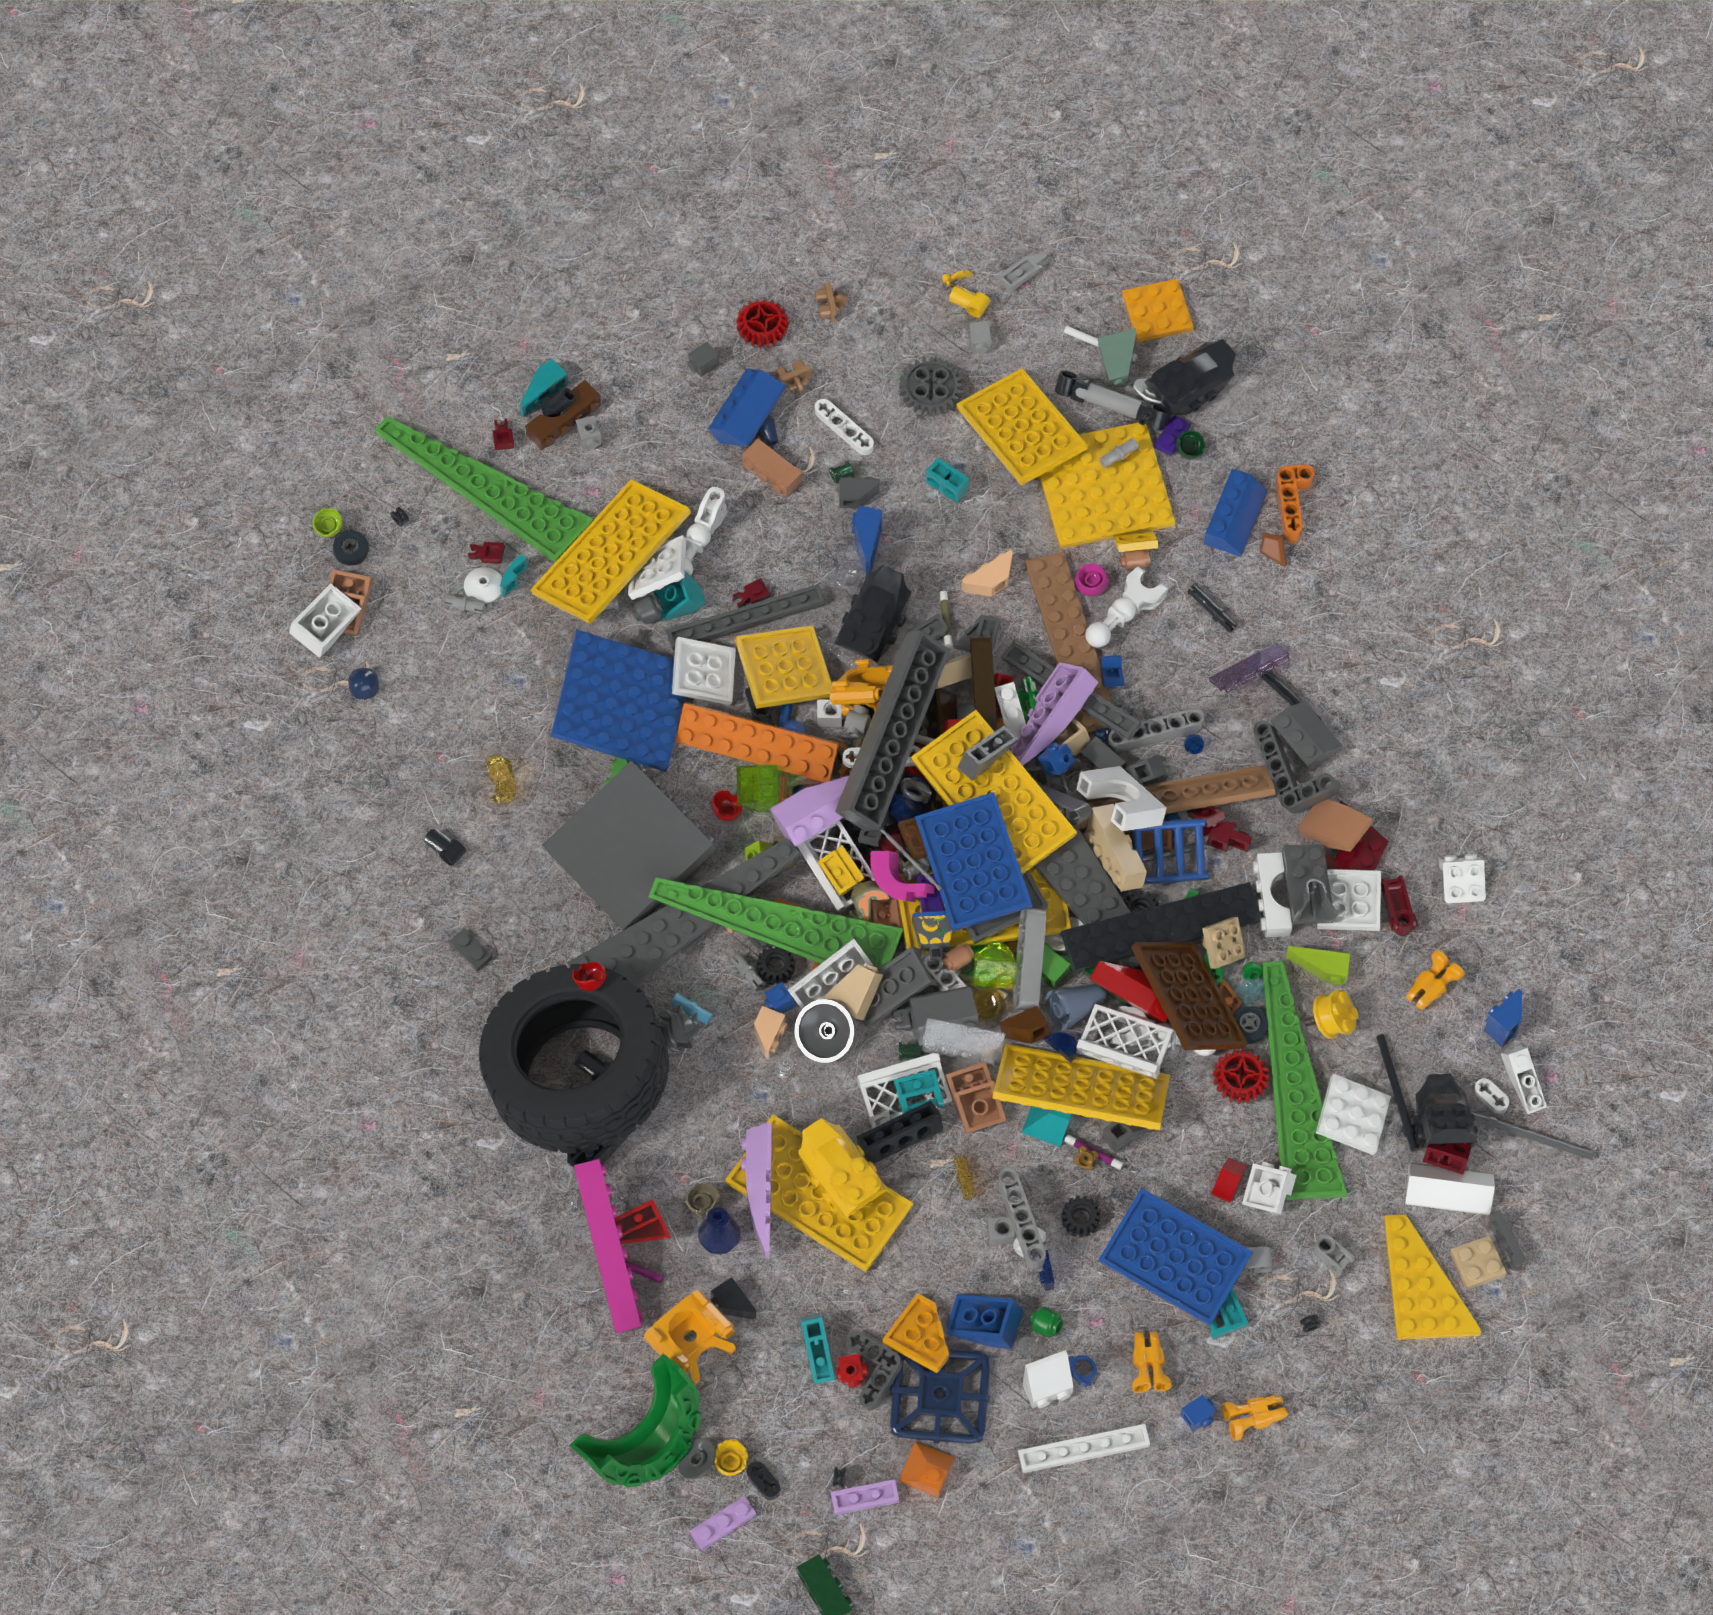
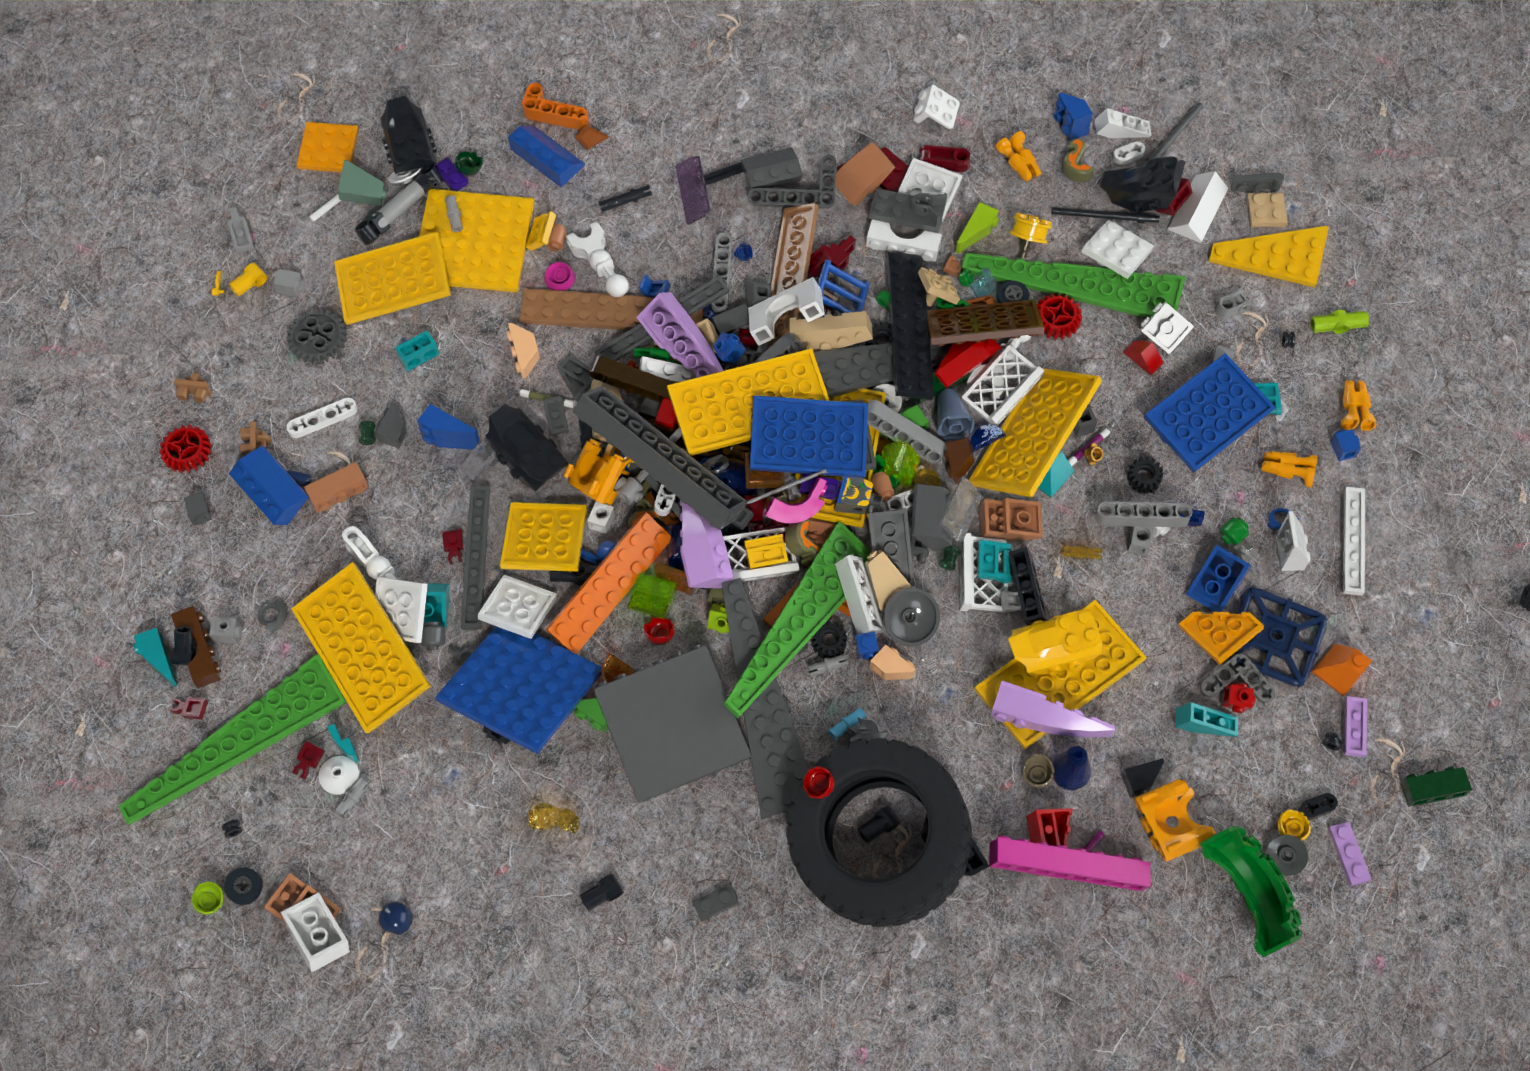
camera: 70 degrees left, 0 degrees up
(613, 474) = (279, 621): none -> dark grey piece
(671, 781) = (614, 667): none -> clear orange slope
(986, 752) = (715, 388): dark grey slope -> none
(1264, 954) = (952, 267): none -> nougat tile
(1356, 1372) = (1339, 321): none -> lime piece
(1453, 1037) = (1071, 164): none -> olive animal

